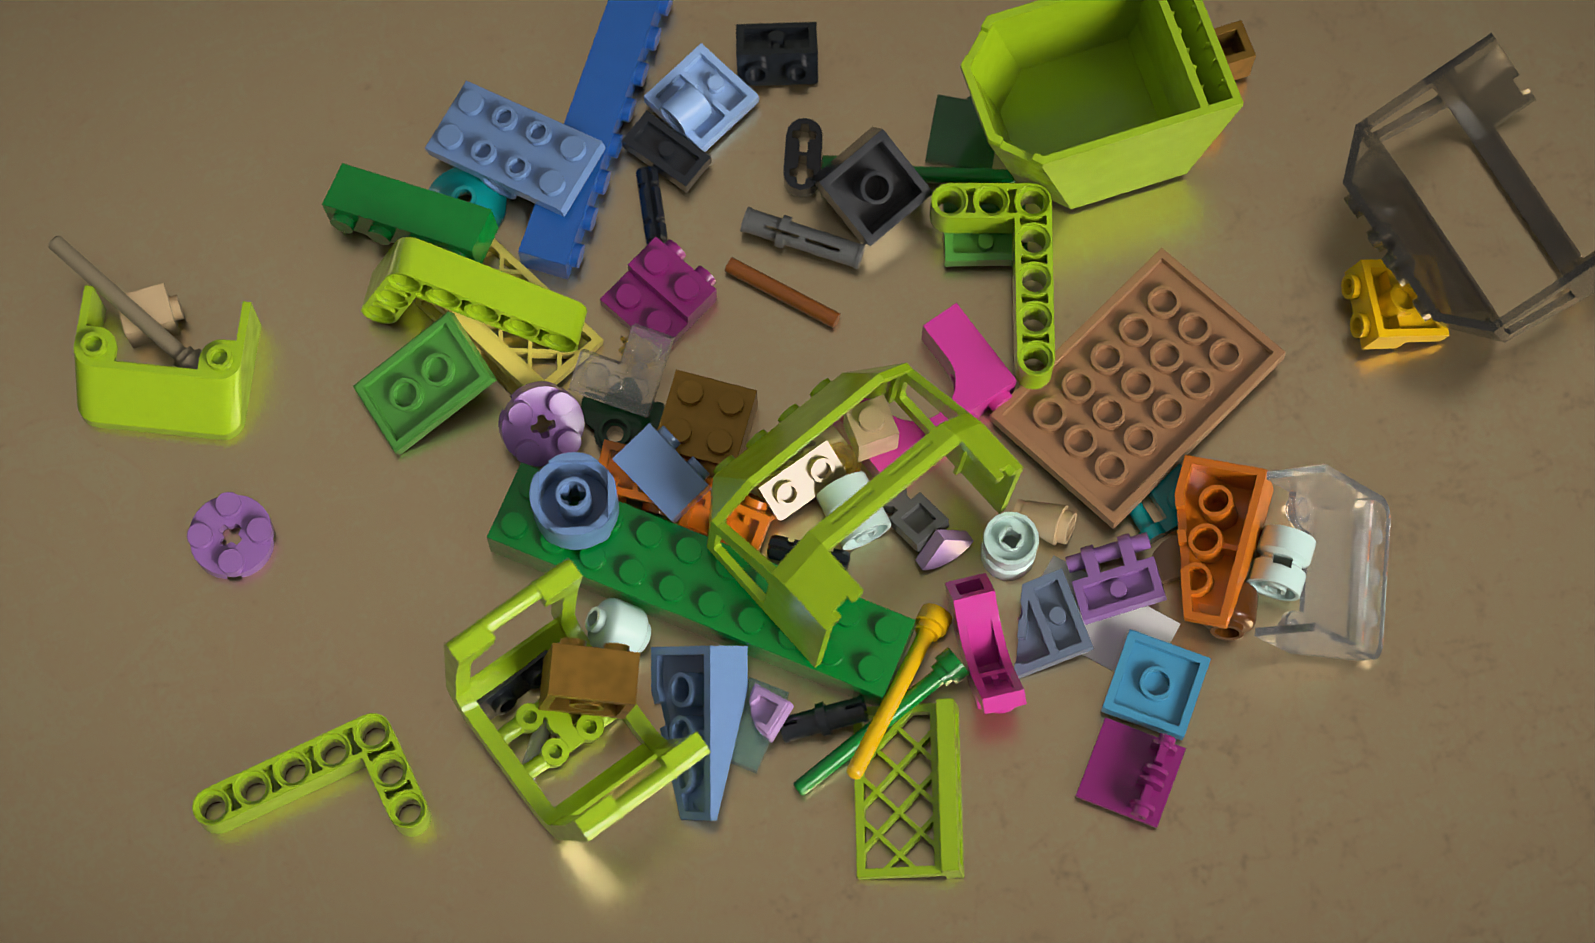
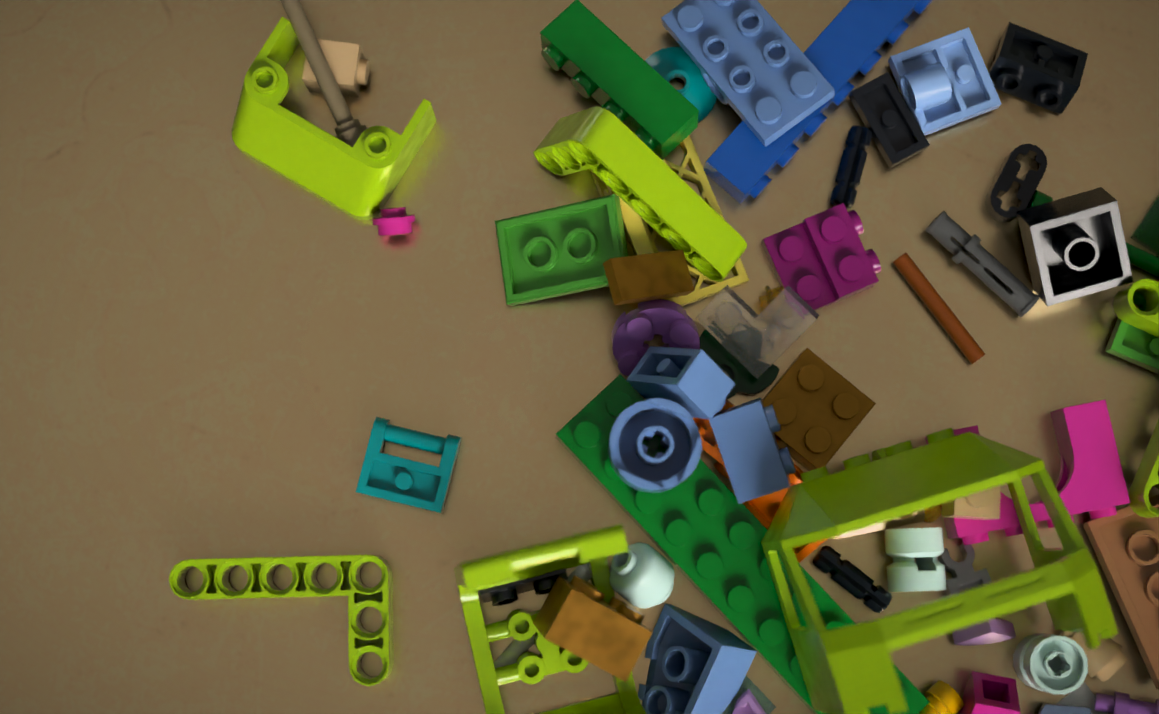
camera: 20 degrees right, 10 degrees up
(227, 513) = (298, 307): medium lavender plate -> none
(261, 424) = (394, 221): none -> dark pink plate
(372, 641) = (405, 479): none -> teal plate
(509, 367) = (648, 277): none -> pearl gold tile
(577, 429) = (682, 377): none -> medium blue brick

